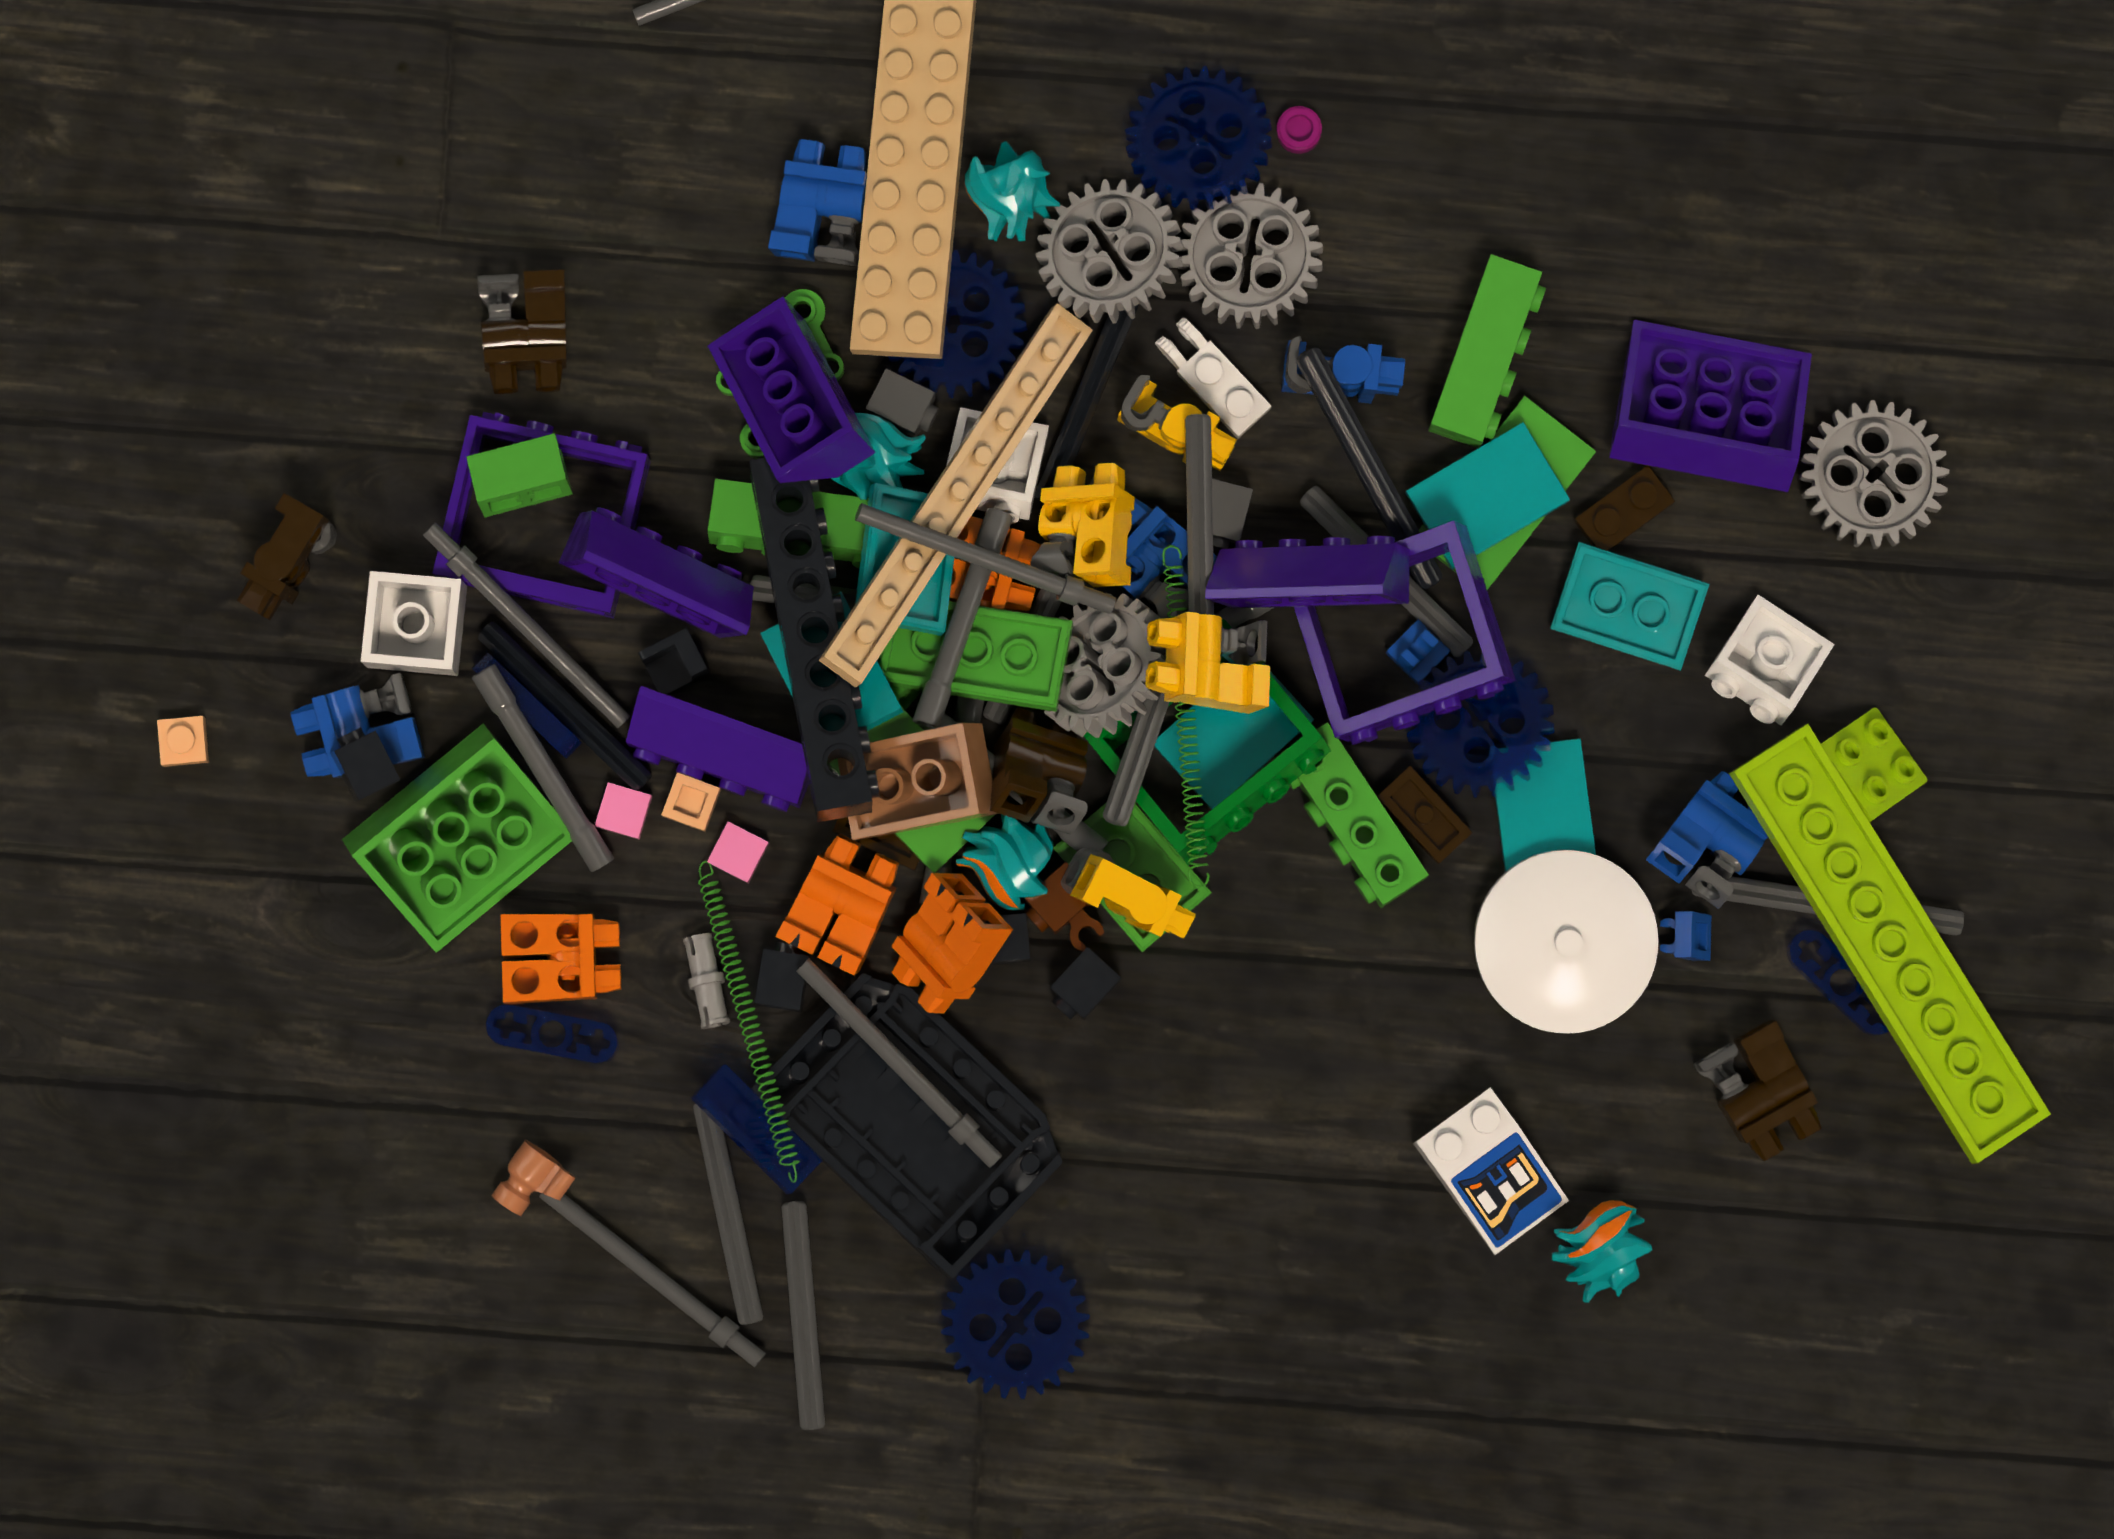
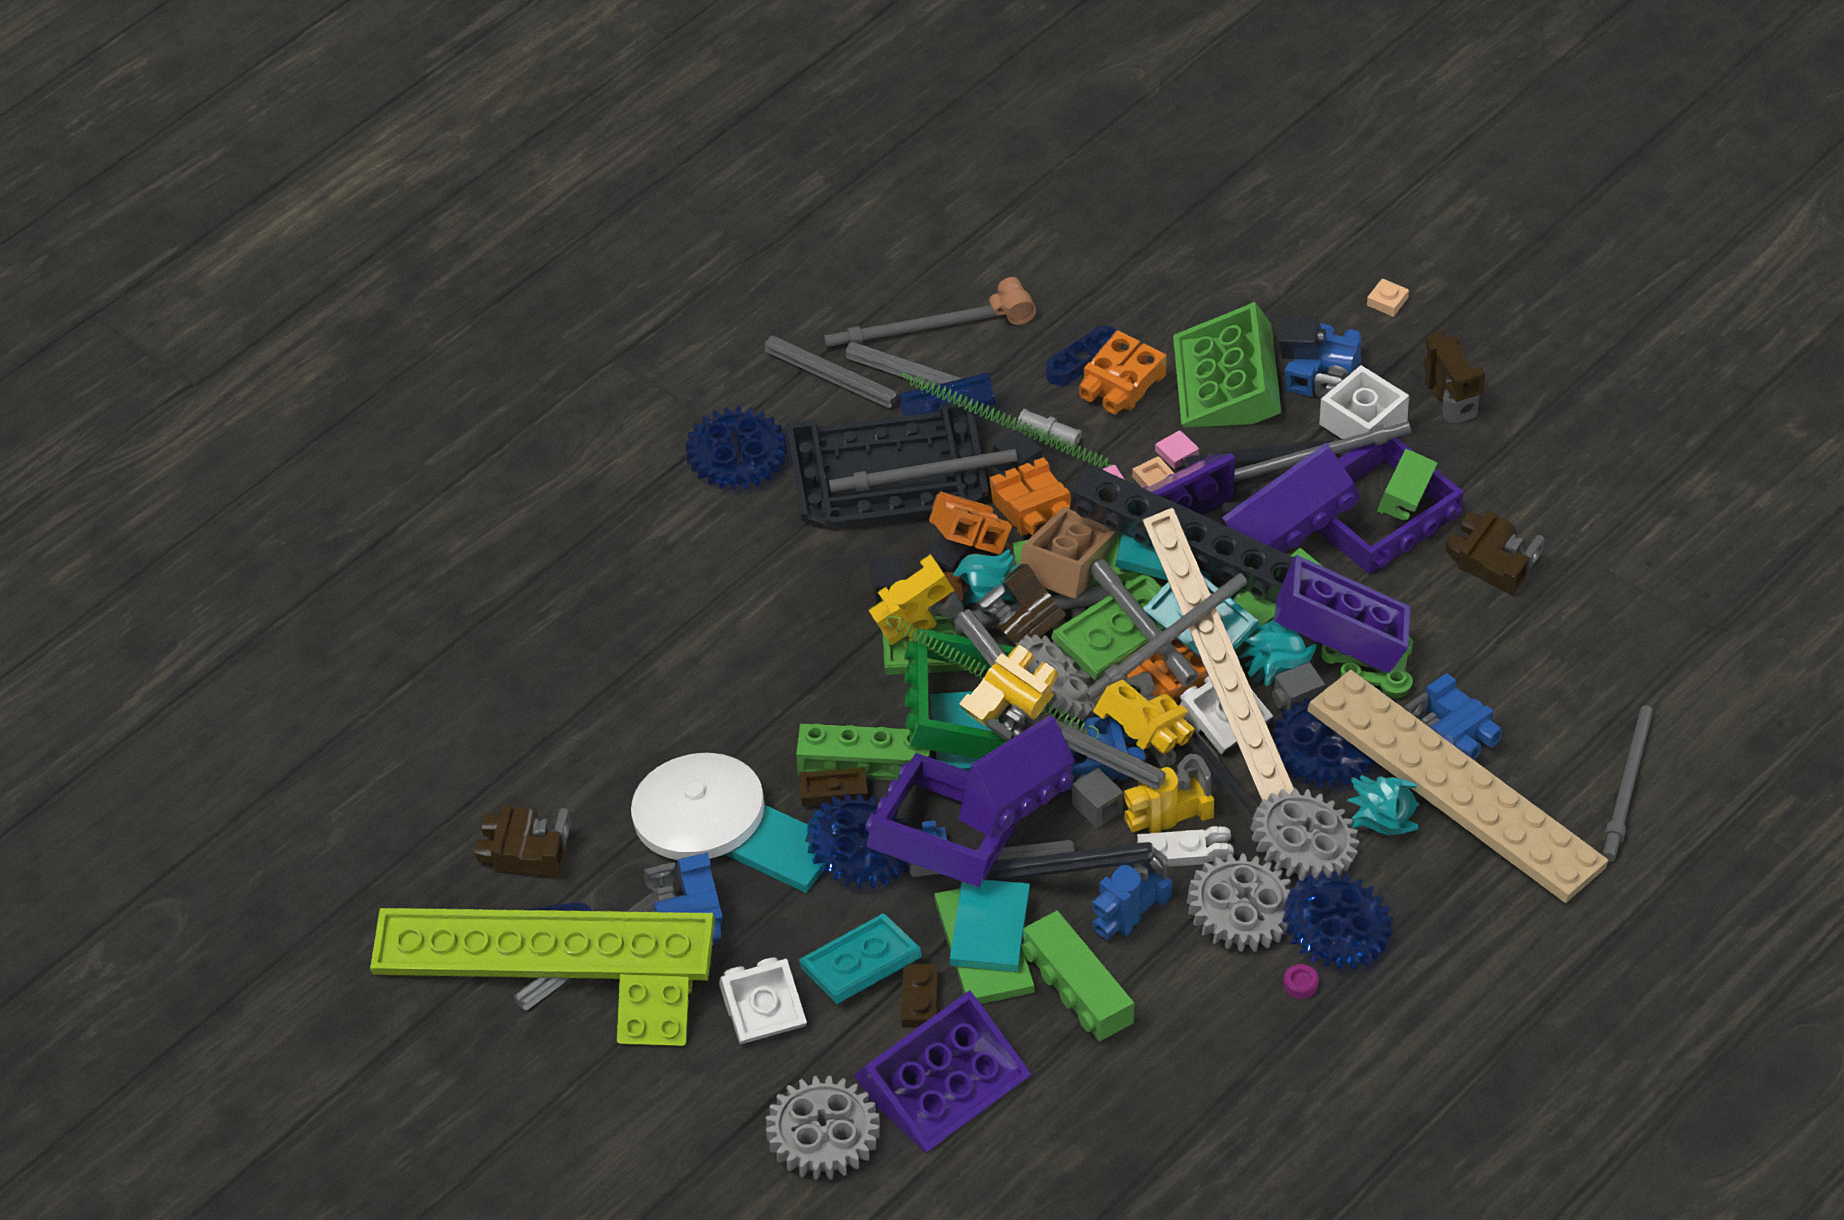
camera: 125 degrees right, 35 degrees down
(504, 705) = (1283, 413): dark grey piece -> none
(536, 713) = (1295, 428): clear blue beam -> none
(1491, 1171) = (609, 695): slope -> none
(1603, 1248) = (512, 710): teal hair -> none
(1691, 936) = (638, 859): blue tile -> none

